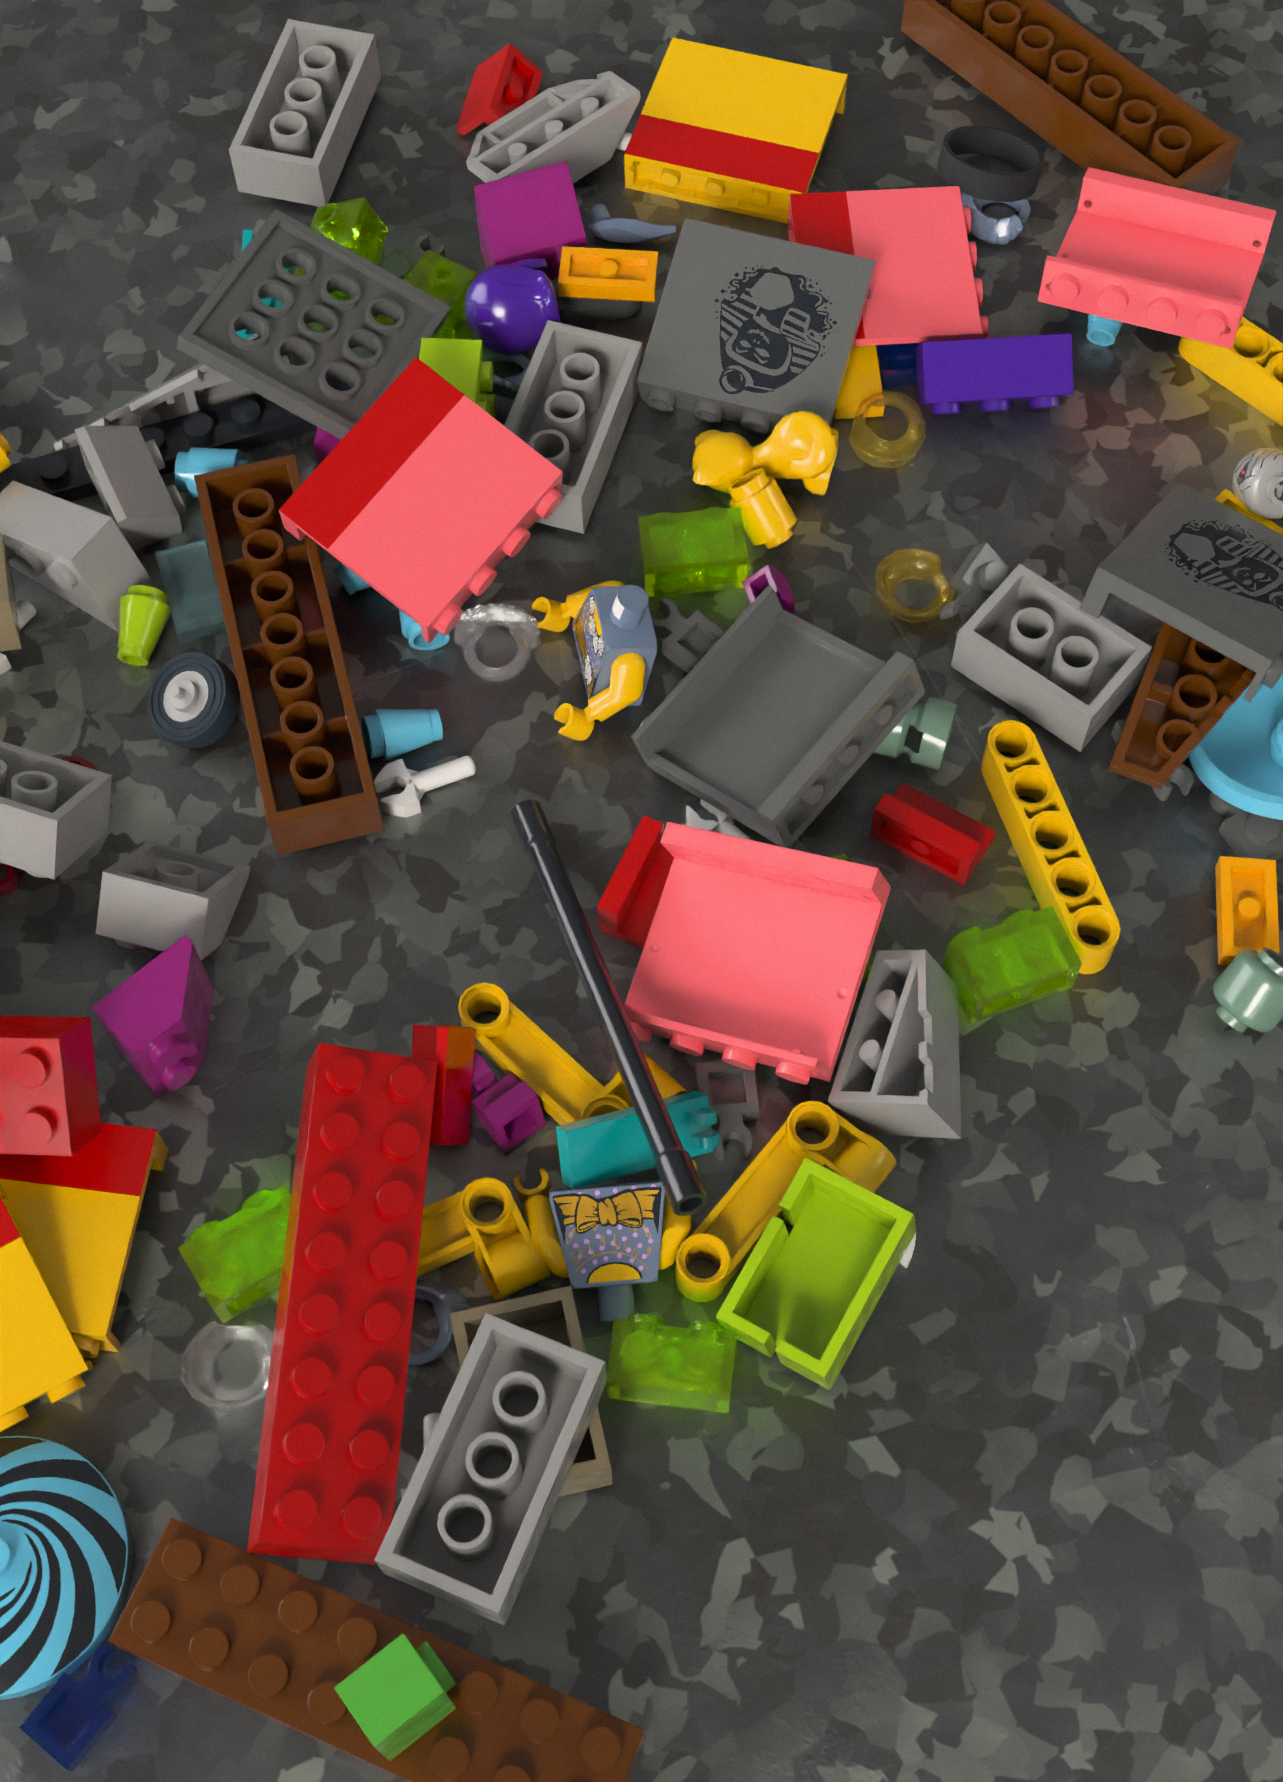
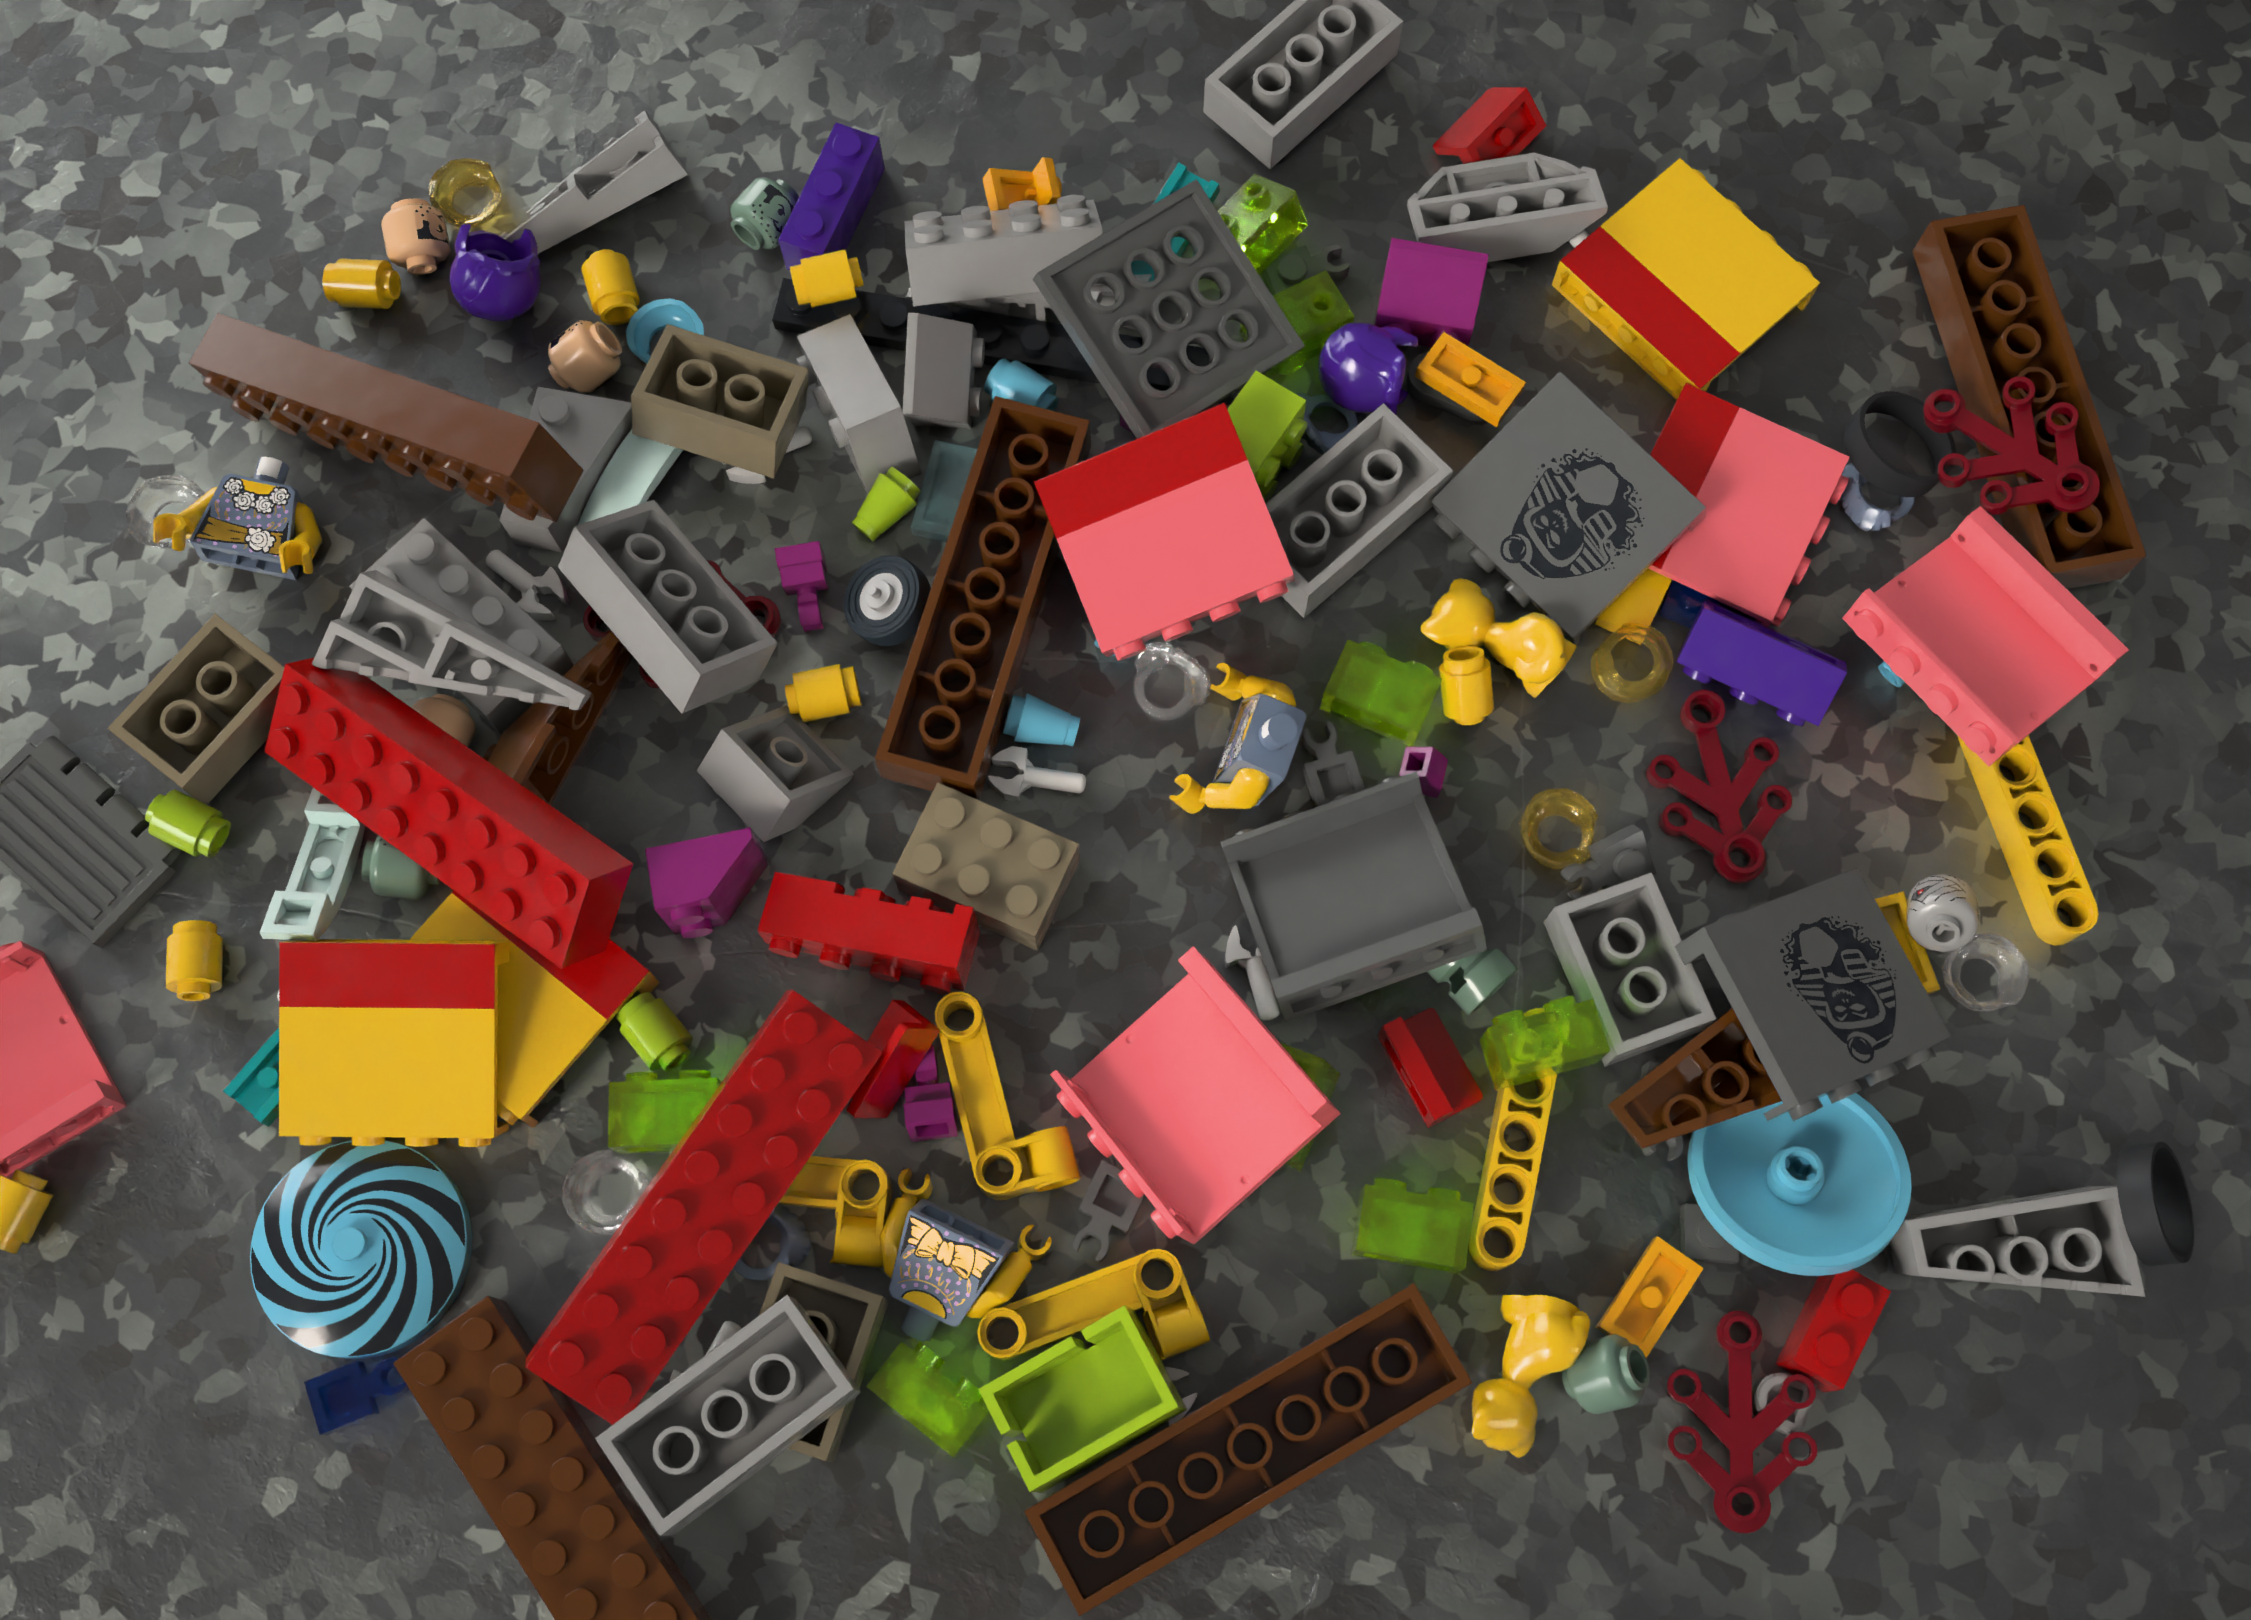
camera: 30 degrees right, 10 degrees up
(99, 718) = (804, 573): none -> magenta piece
(114, 368) = (993, 250): none -> light grey brick
(117, 321) = (1010, 186): none -> light orange bracket
(179, 807) = (823, 692): none -> yellow brick
(192, 1188) = (654, 1032): none -> lime brick
(353, 982) = (870, 932): none -> red wedge
(398, 1695) = (556, 1548): bright green brick -> none
(427, 872) = (989, 862): none -> dark tan brick
(617, 1146) = (1009, 1201): teal hinge -> none
(623, 229) = (1520, 333): sand blue bar -> none
(636, 885) = (1149, 974): red panel -> none
(672, 1161) = (1013, 1249): black piece -> none
(903, 1051) = (1273, 1252): light grey wedge -> none
(988, 1239) = (1246, 1449): none -> reddish brown brick
(1024, 739) = (1543, 1044): none -> clear neon green brick
(1026, 492) = (1720, 794): none -> dark red plant
(1088, 116) = (2016, 453): none -> dark red plant
(1185, 991) = (1542, 1340): none -> yellow animal

